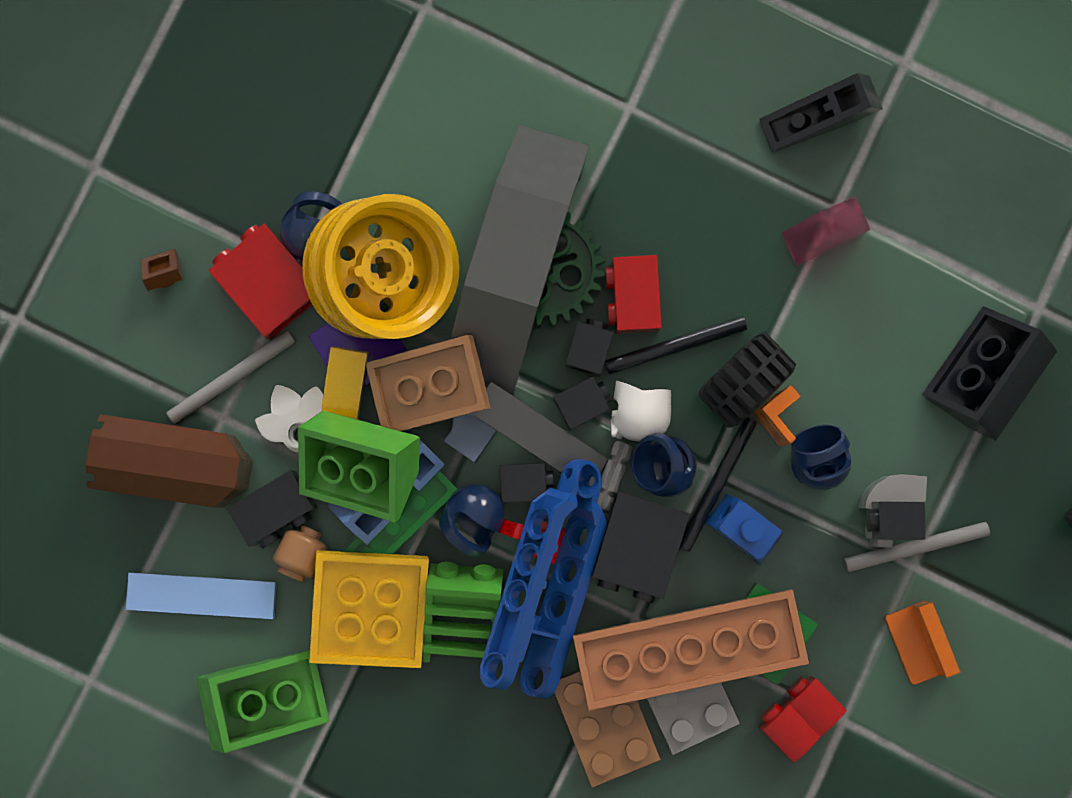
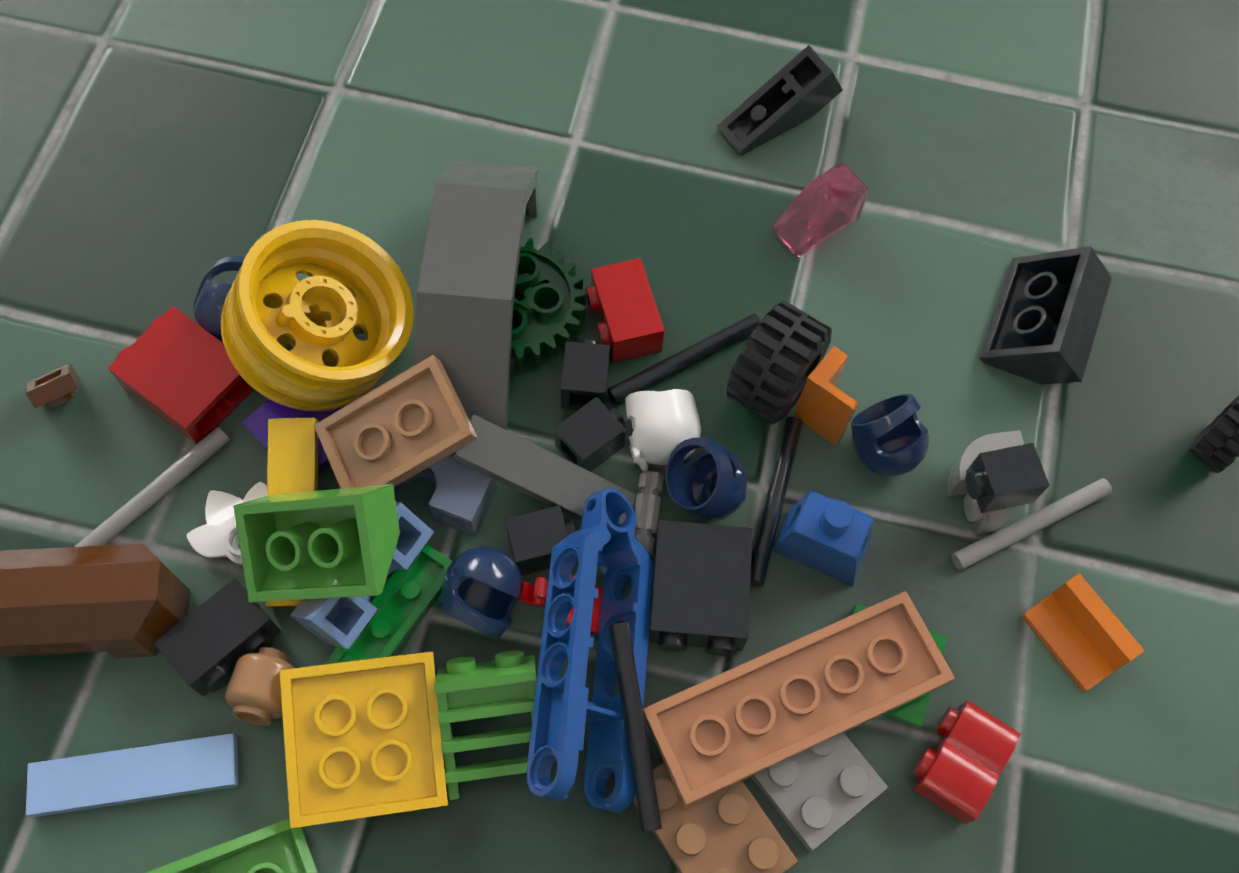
camera: 15 degrees left, 20 degrees down
(565, 645) = (635, 727): none -> black bar

